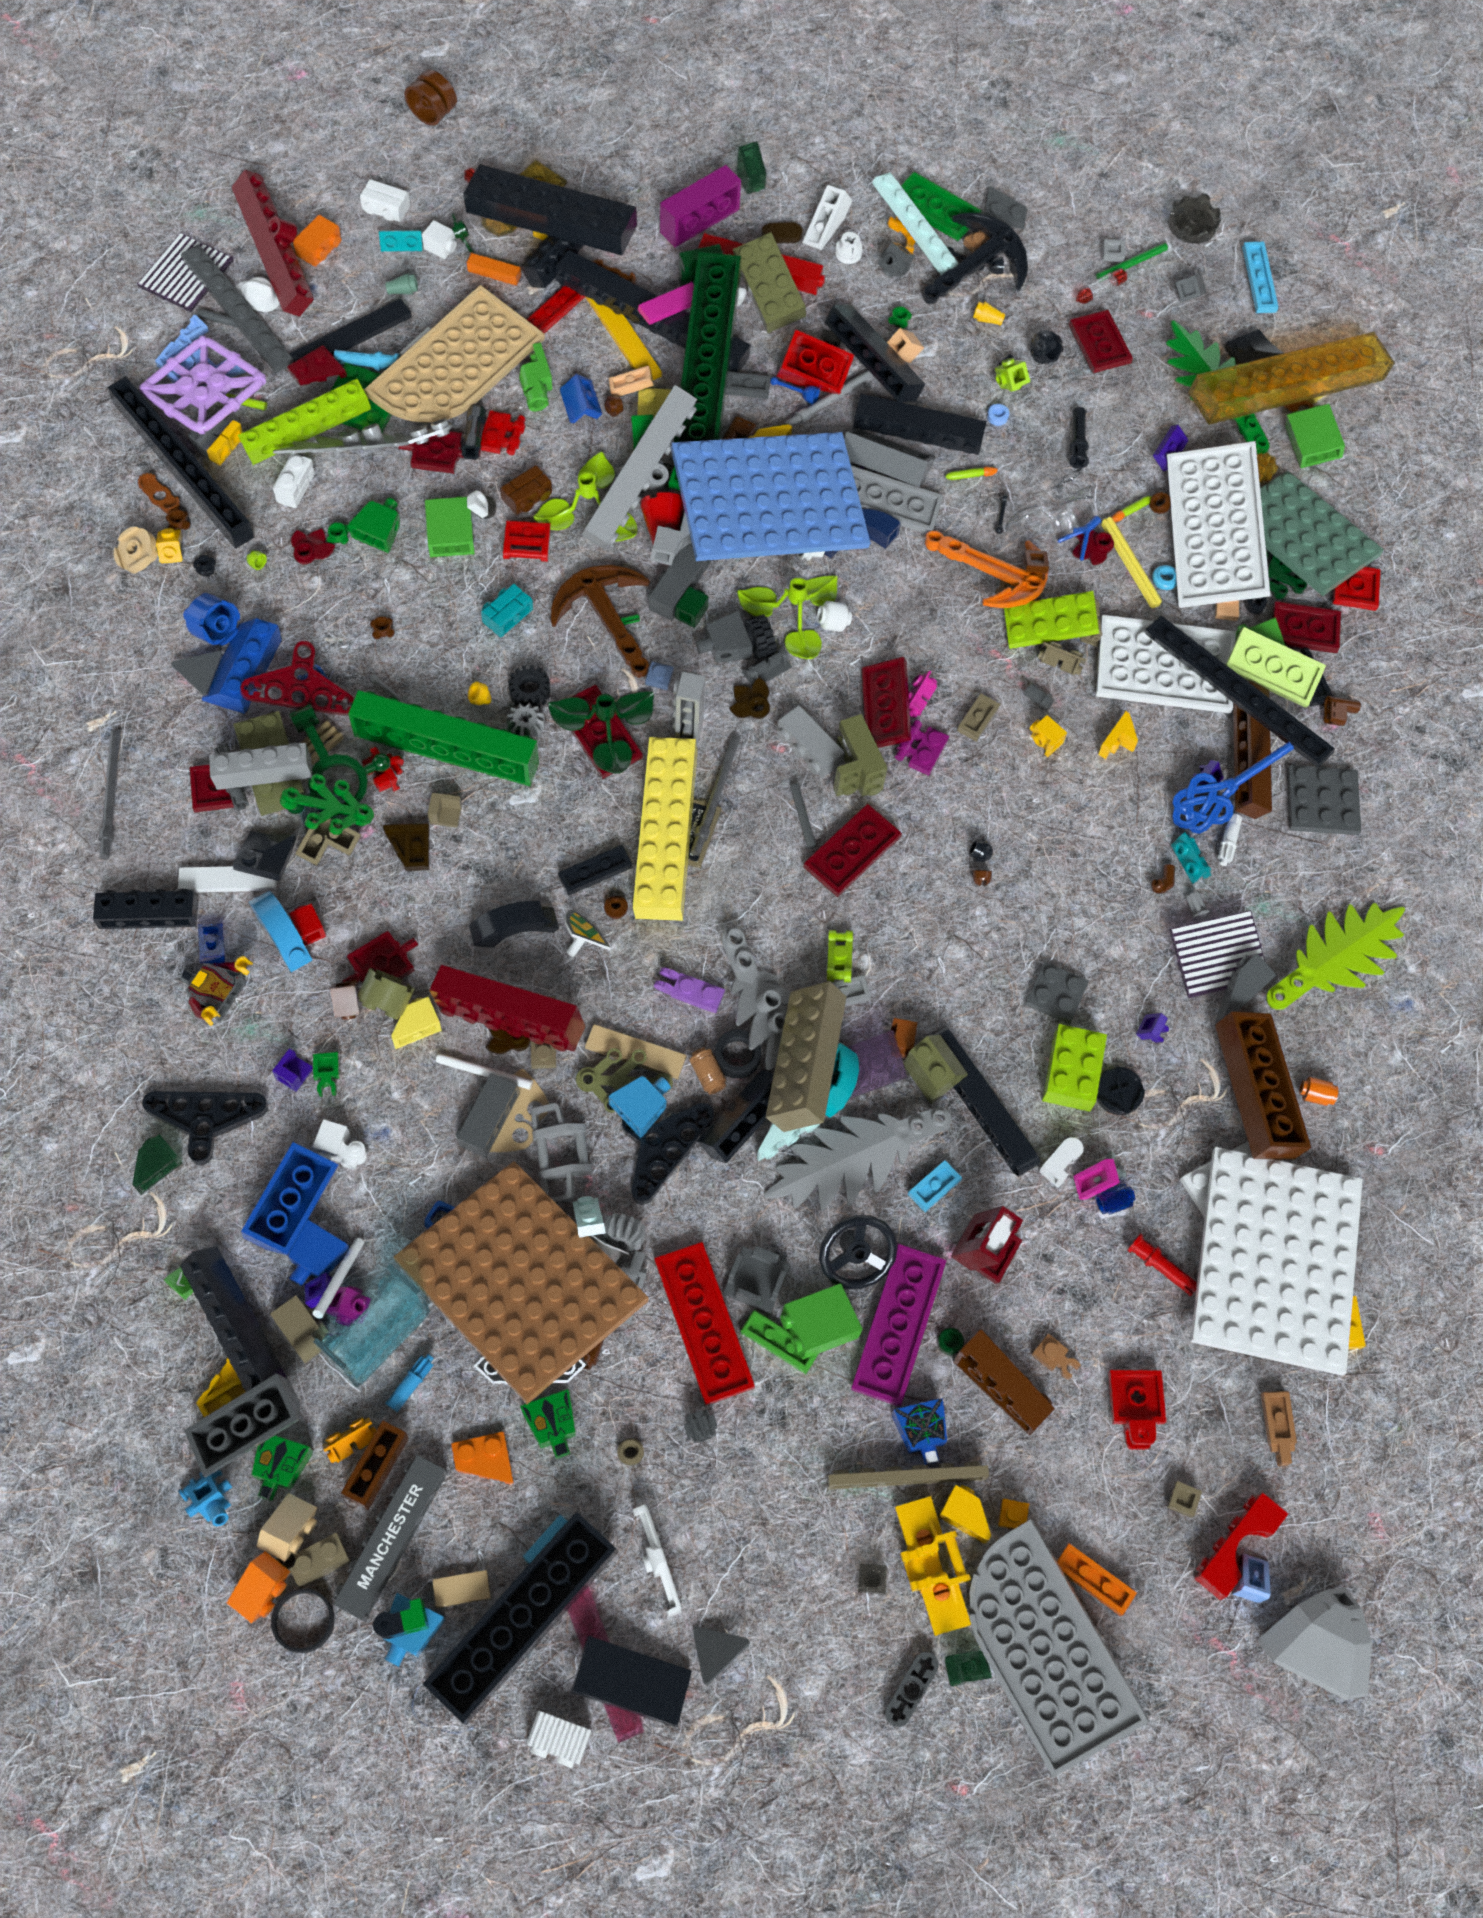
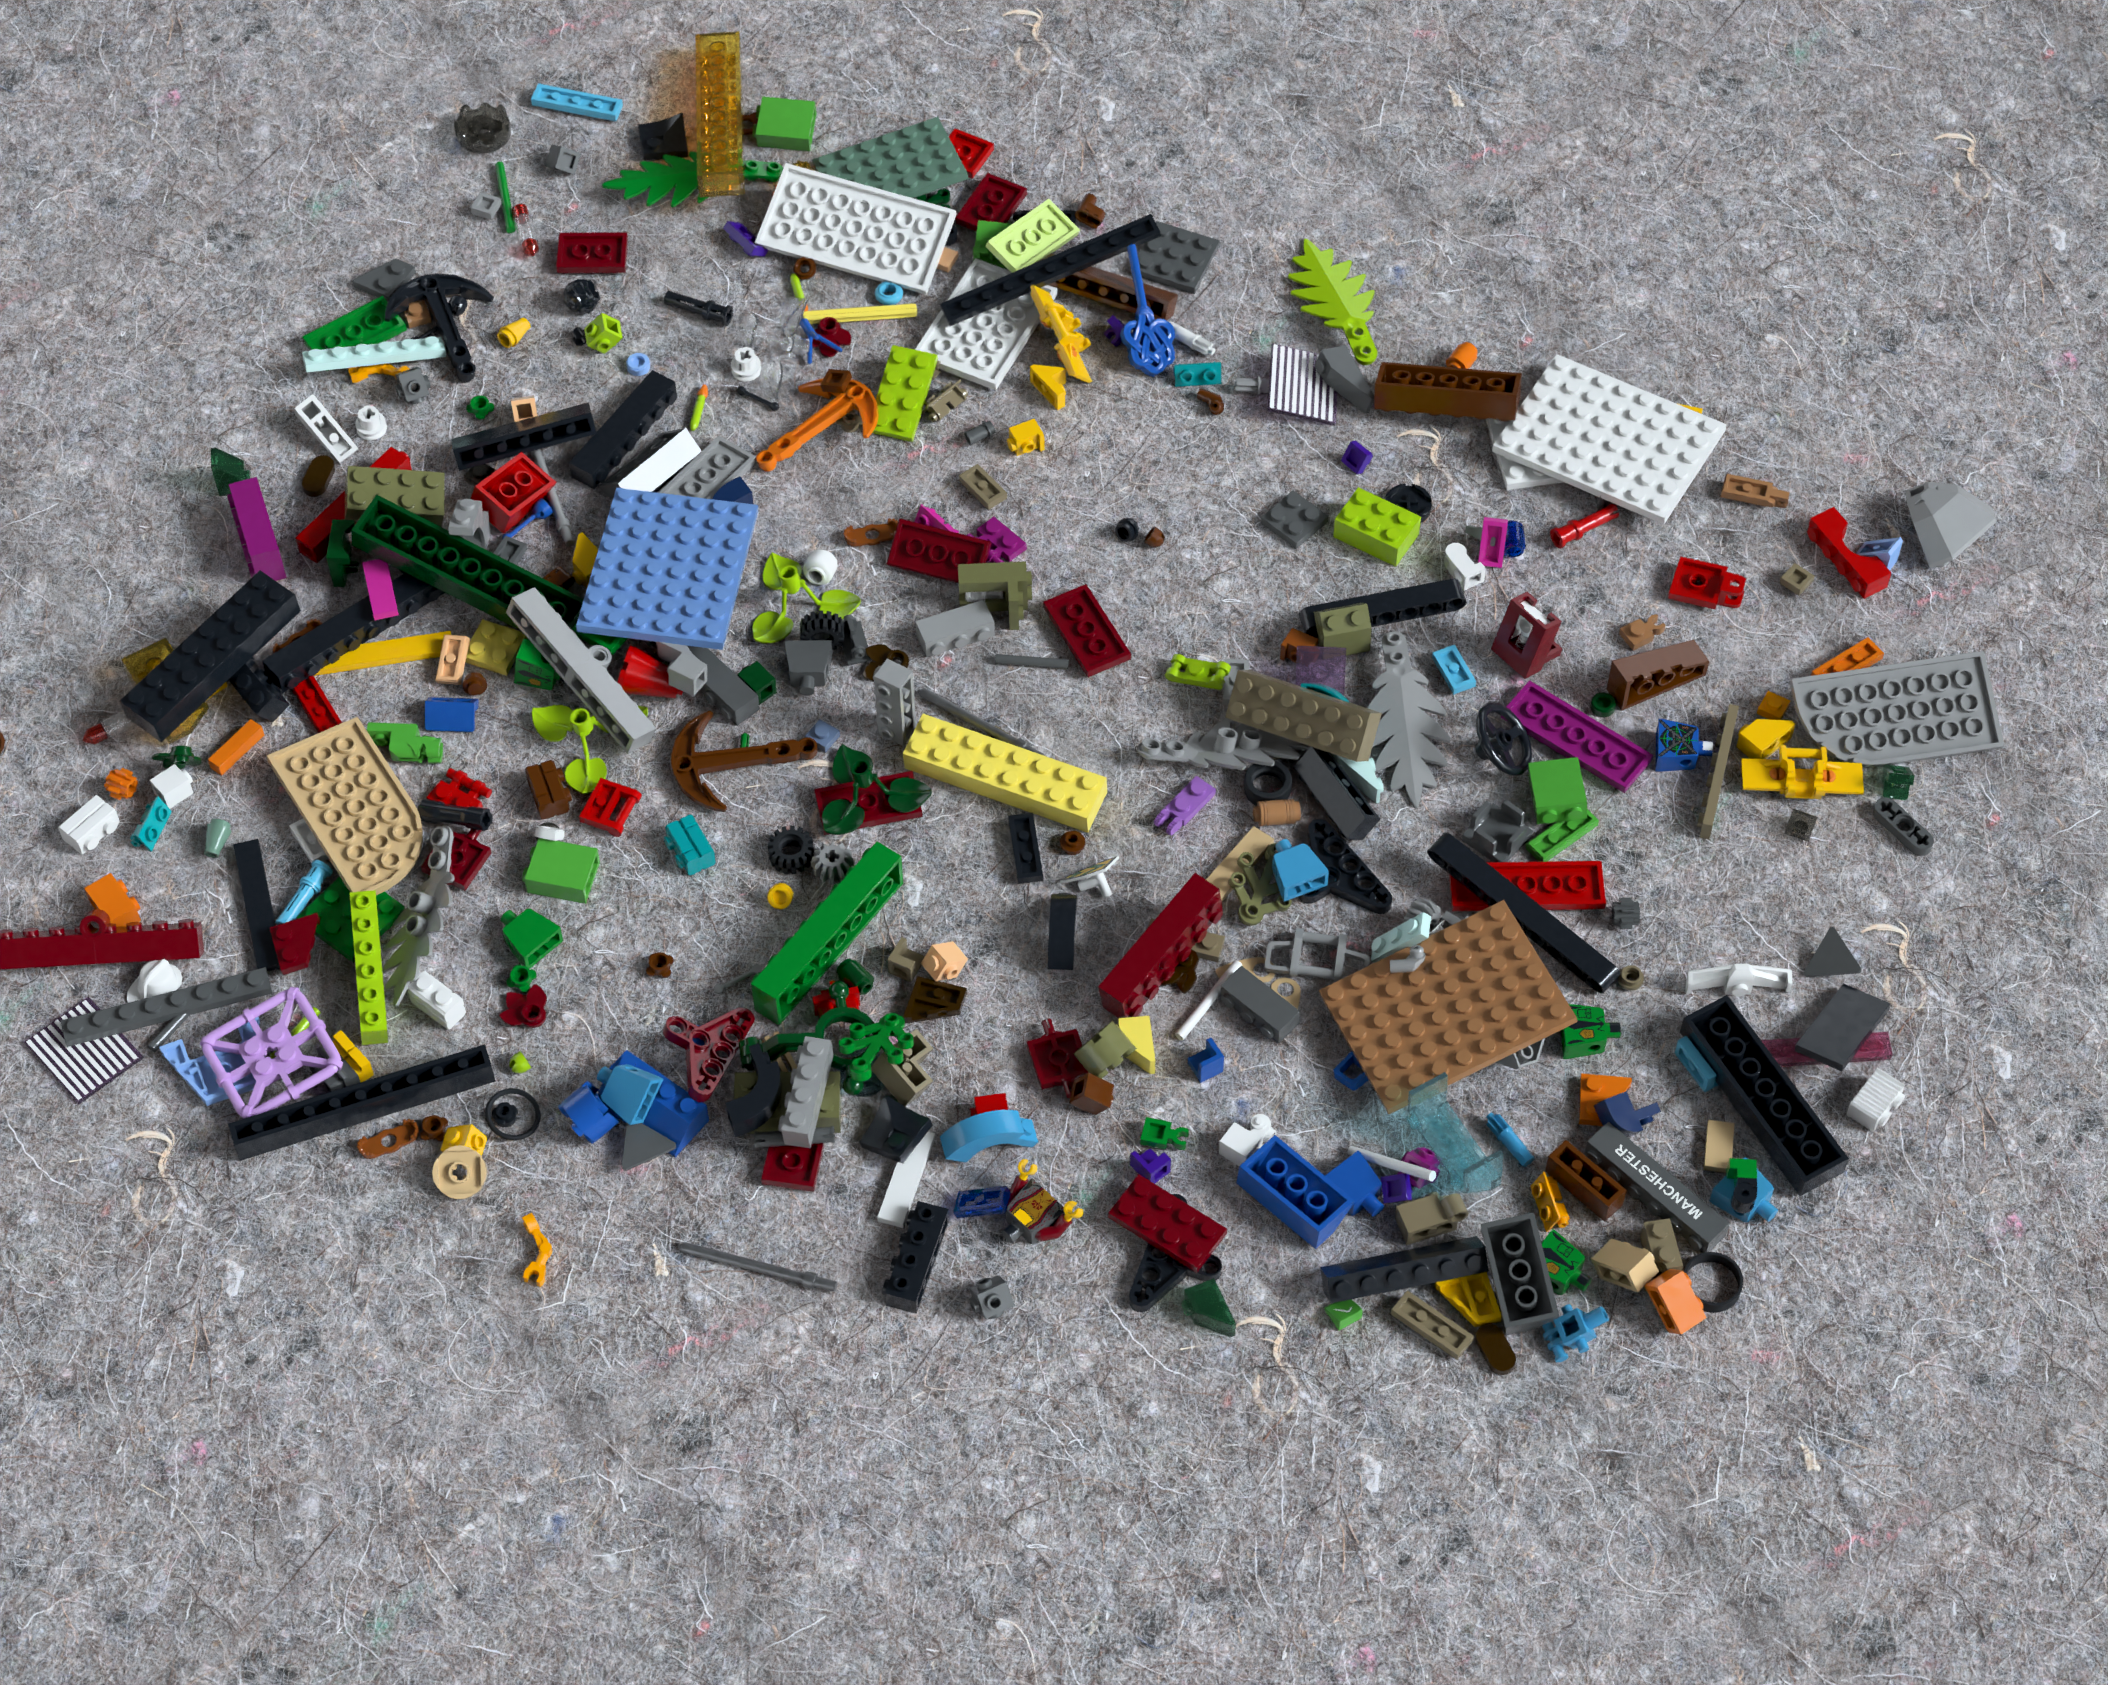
camera: 65 degrees left, 10 degrees down
(103, 617) = (545, 1251): none -> light orange piece
(117, 979) = (991, 1297): none -> dark grey brick
(172, 1434) = (1495, 1349): none -> dark brown tile
(186, 1365) = (1432, 1325): none -> dark tan plate
(204, 549) = (506, 1136): none -> black tyre
(229, 1101) = (1167, 1223): none -> dark red plate
(232, 638) = (629, 1091): none -> dark azure torso
(247, 735) = (760, 1104): none -> black arch
(413, 1087) = (1207, 1062): none -> blue panel
(414, 776) = (855, 975): none -> dark green brick
(429, 206) = (121, 784): none -> orange gear
(447, 838) = (944, 961): none -> light nougat brick
(455, 1485) = (1621, 1114): none -> dark blue brick
(551, 1230) = (1409, 964): none -> light grey arm
(661, 1326) = (1532, 918): none -> black beam
(757, 332) = (470, 522): none -> light grey arch
(884, 636) = (858, 537): none -> dark orange piece
(1029, 496) = (745, 364): none -> white piece
(1177, 727) = (1062, 322): none -> yellow piece

